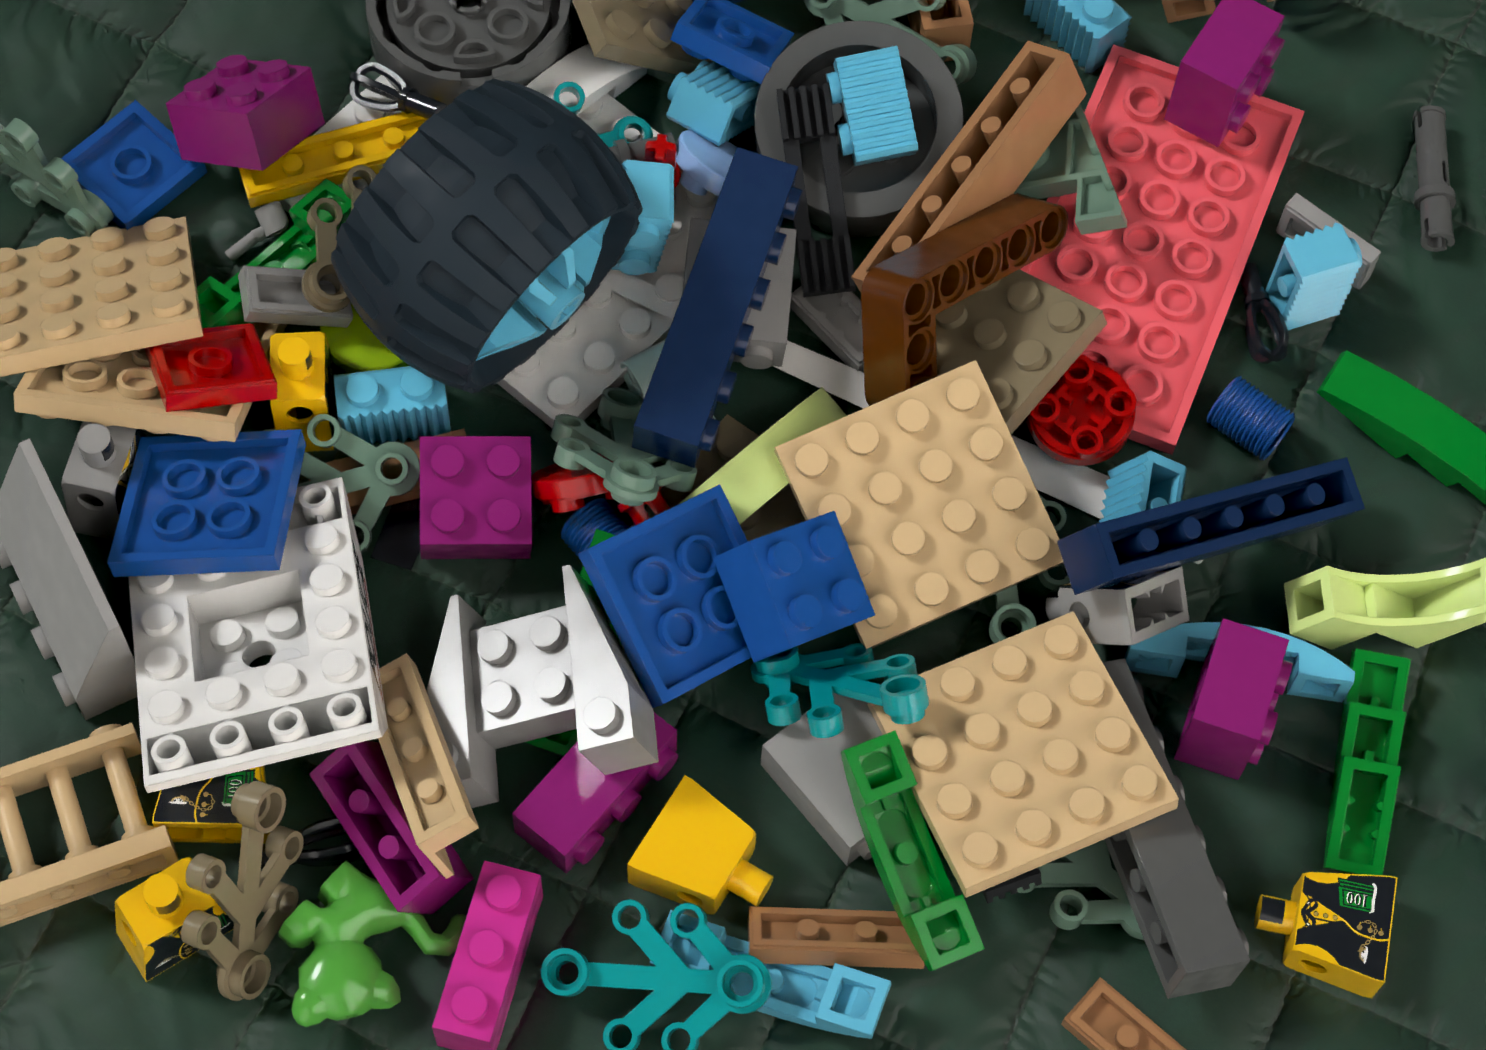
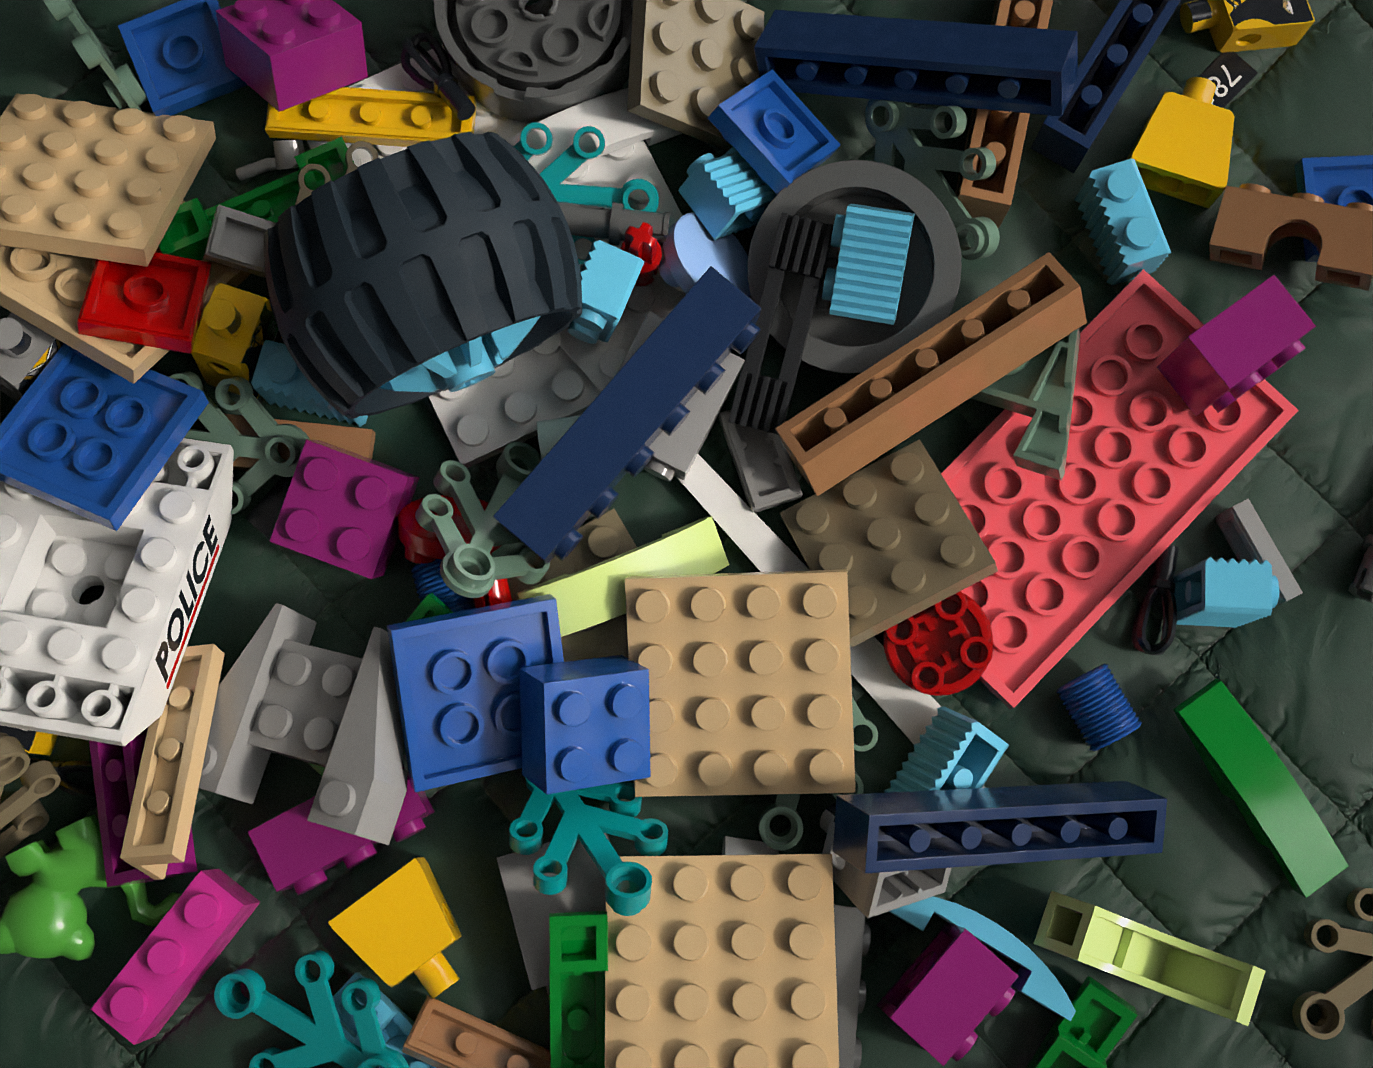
camera: 25 degrees right, 15 degrees up
(925, 279) = (858, 465): reddish brown beam -> none

